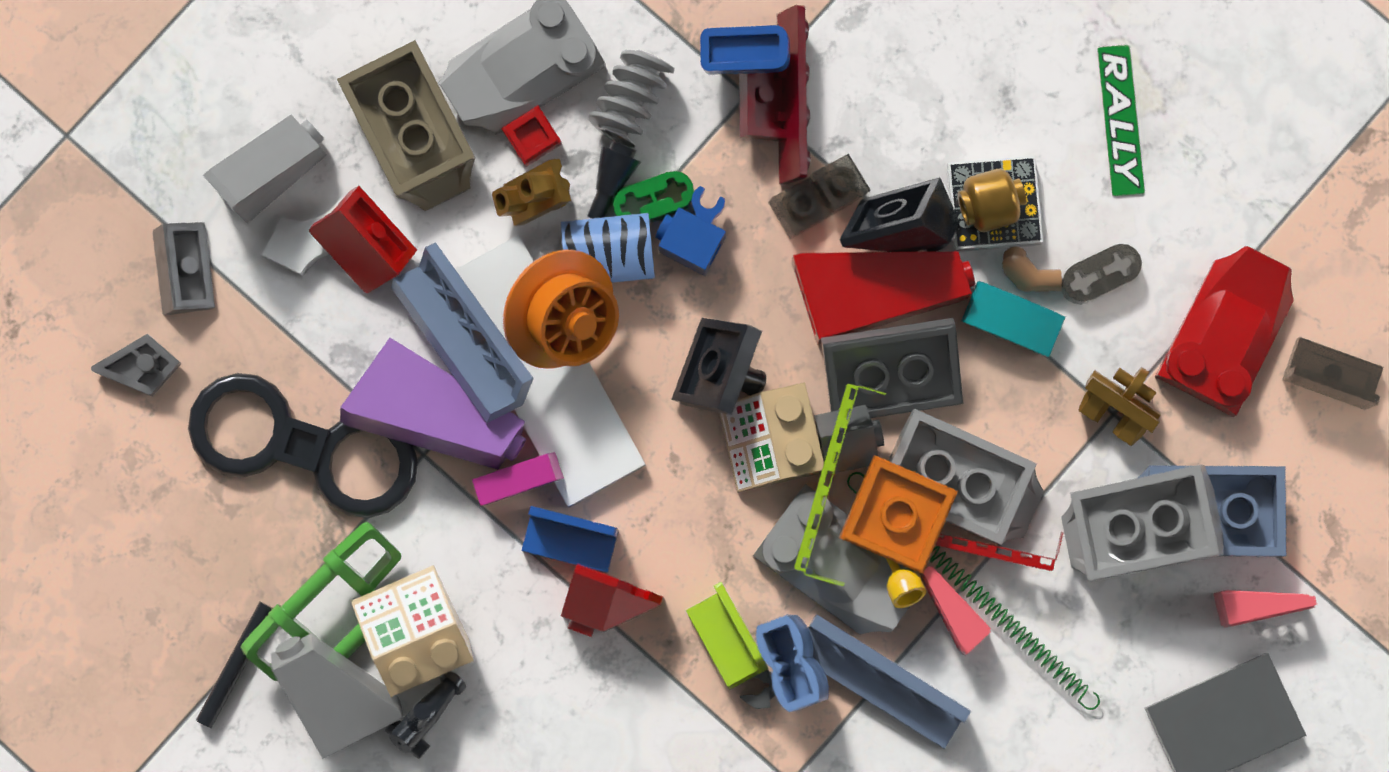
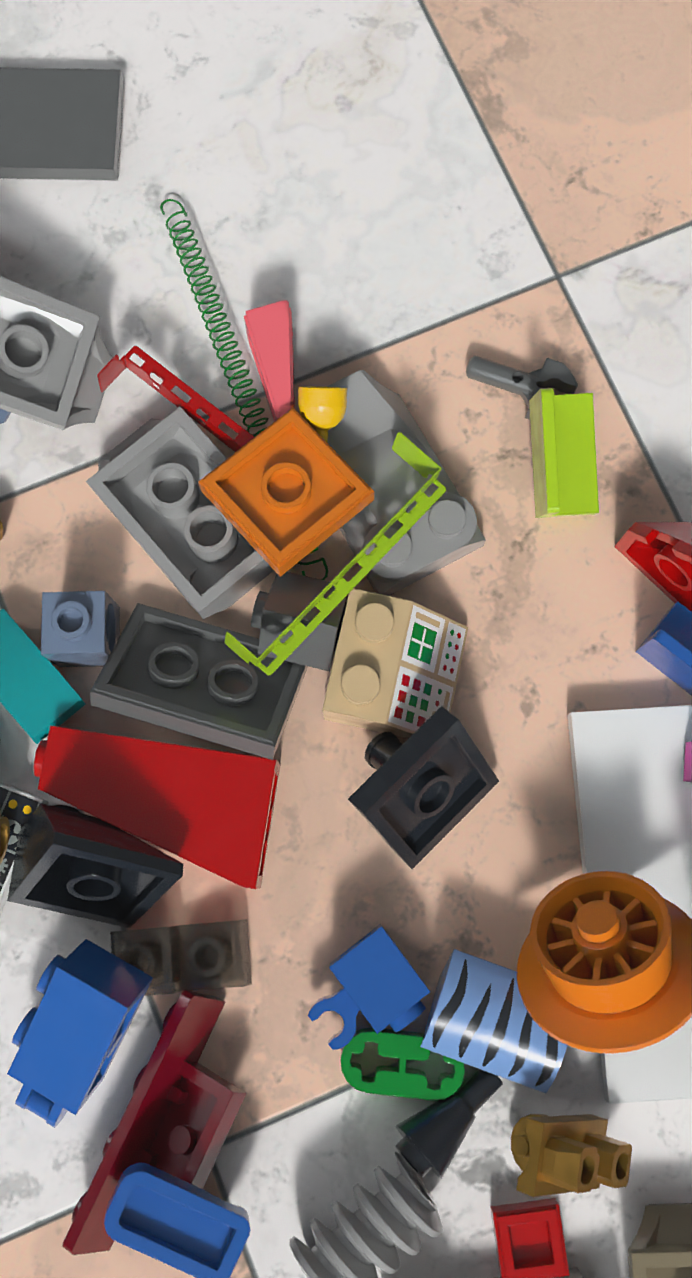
camera: 155 degrees left, 5 degrees down
(789, 652) = (504, 374): medium blue brick -> none
(859, 124) = (74, 1030): none -> blue brick
(885, 683) = (400, 331): sand blue fence -> none
(988, 365) = (79, 627): none -> sand blue brick

